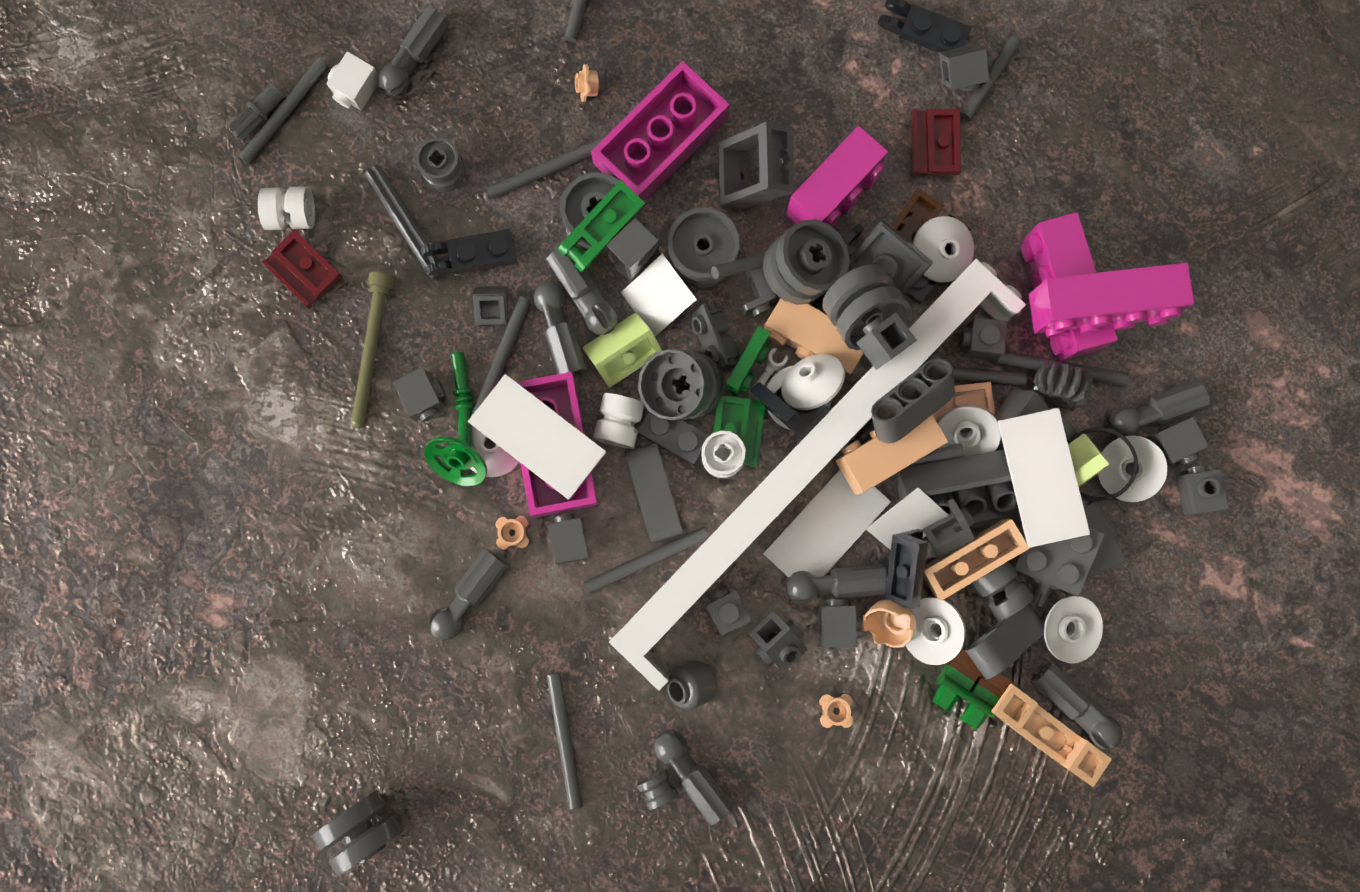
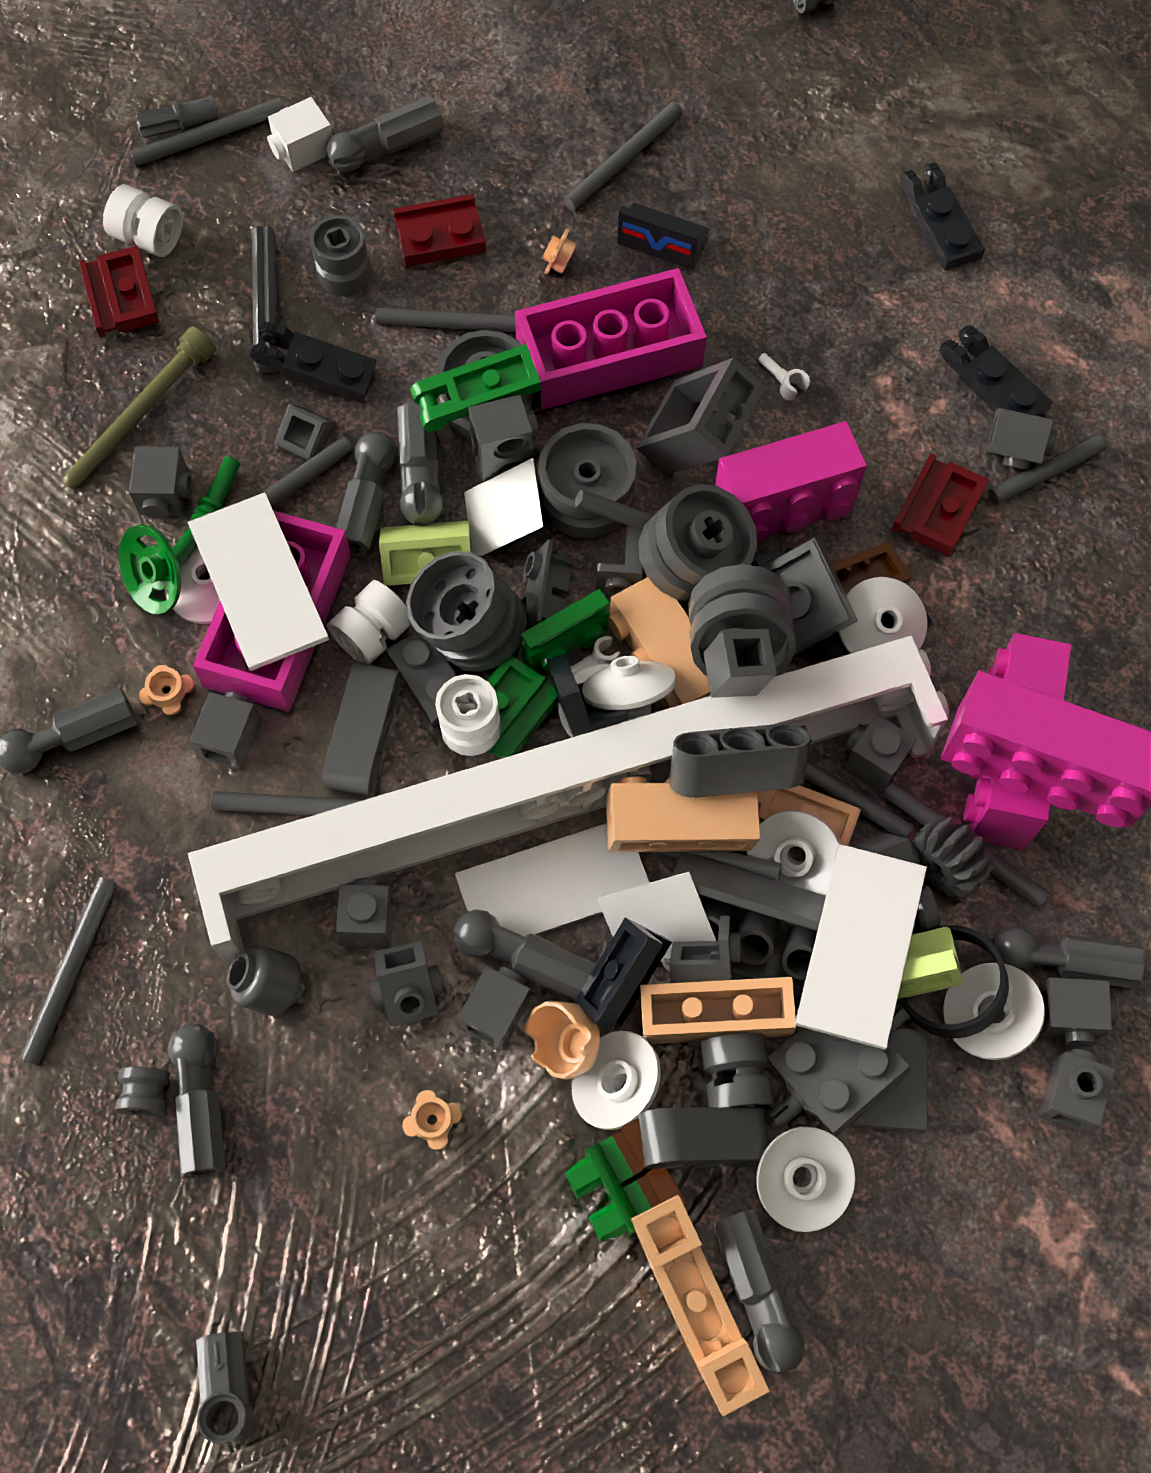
camera: 25 degrees right, 15 degrees down
(492, 105) = (439, 230): none -> dark red plate
(648, 30) = (661, 235): none -> black panel
(786, 98) = (794, 376): none -> white hand

